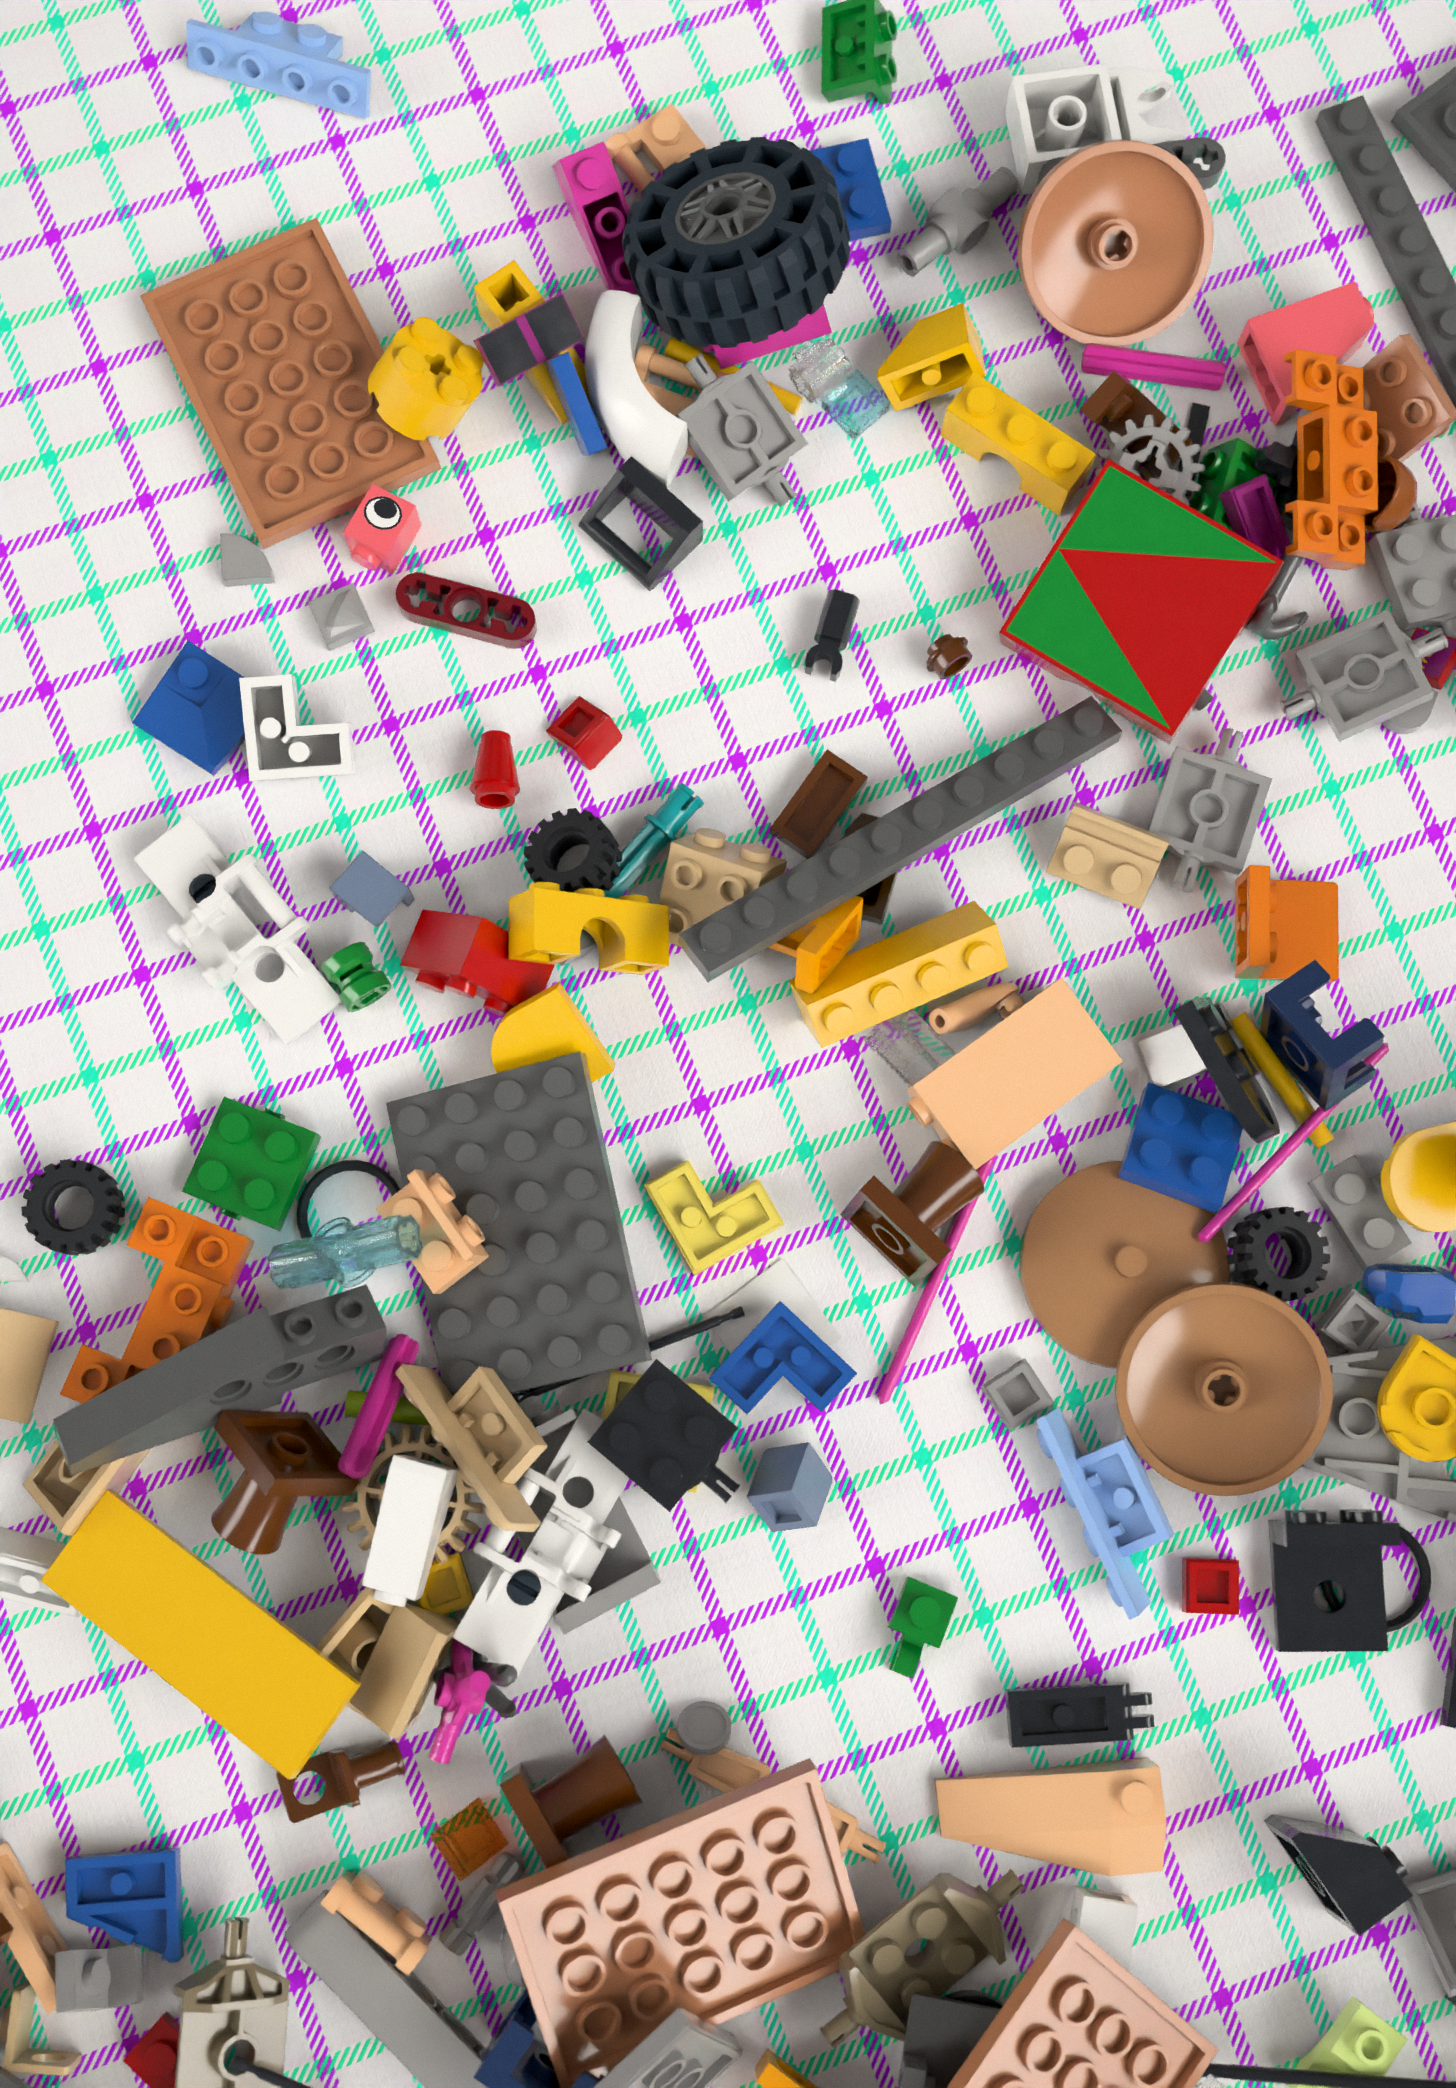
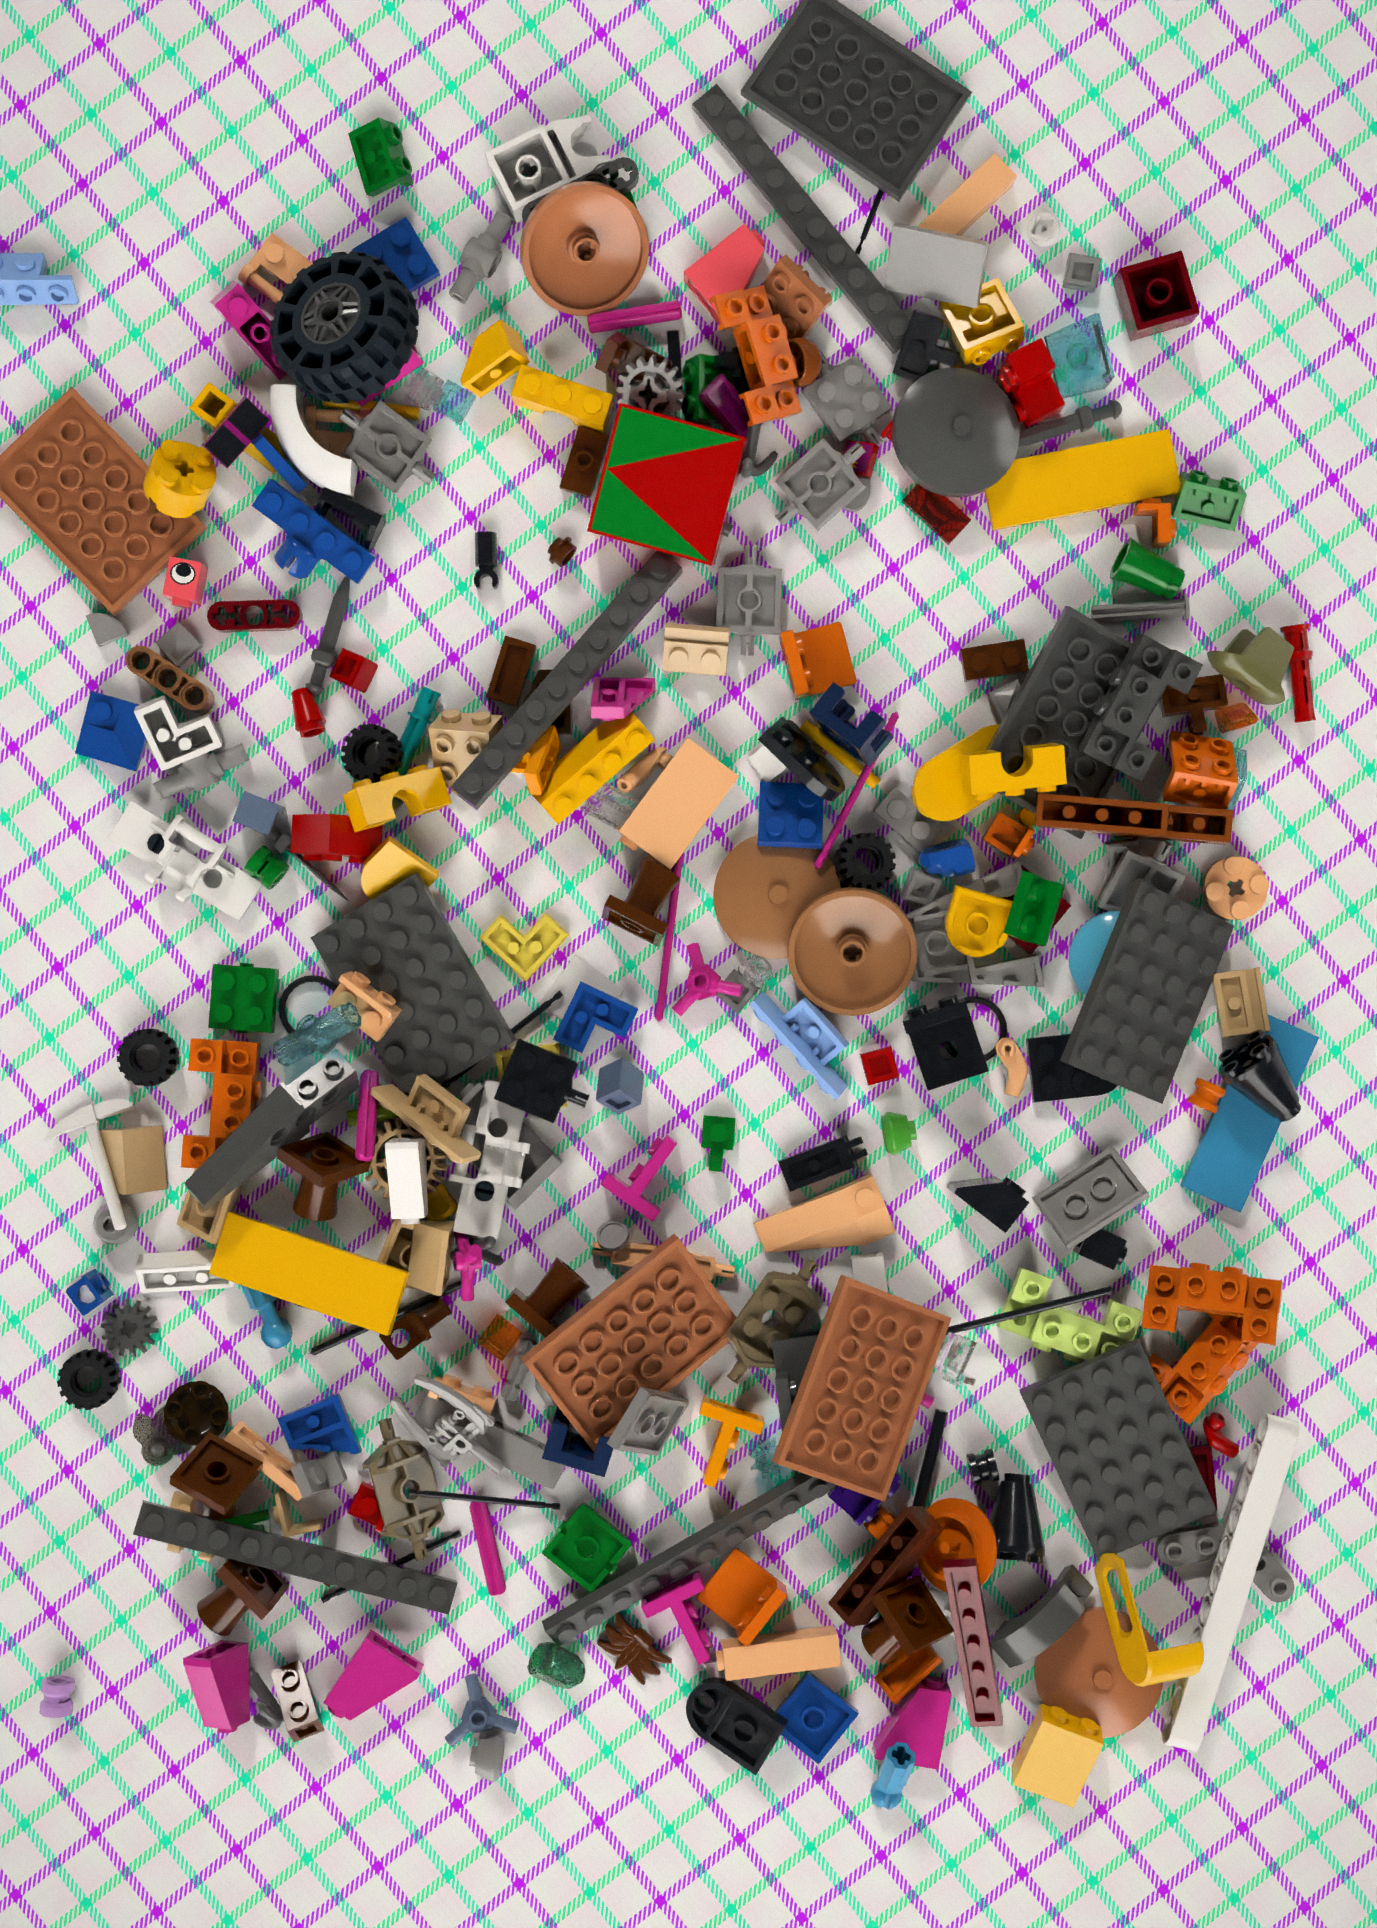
camera: 20 degrees left, 10 degrees up
(115, 1709) = (276, 1330): none -> dark azure piece
(299, 640) = (155, 675): none -> medium nougat beam
(308, 805) = (201, 771): none -> light grey pin
(327, 1743) = (401, 1311): none -> black axle
(352, 1990) = (461, 1436): none -> light grey bar
(392, 949) = (282, 843): none -> dark grey sword
(549, 698) = (324, 654): none -> dark grey sword
(586, 521) = (310, 536): none -> blue plate
(780, 1647) = (640, 1179): none -> dark pink bracket
(971, 1363) = (703, 982): none -> dark pink piece
(973, 888) = (618, 697): none -> dark pink wing
(1019, 543) = (584, 462): none -> reddish brown plate
(1059, 1372) = (756, 971): none -> clear plate
(1212, 1705) = (897, 1132): none -> bright green cone
(1430, 1655) = (1015, 1064): none -> light nougat arm

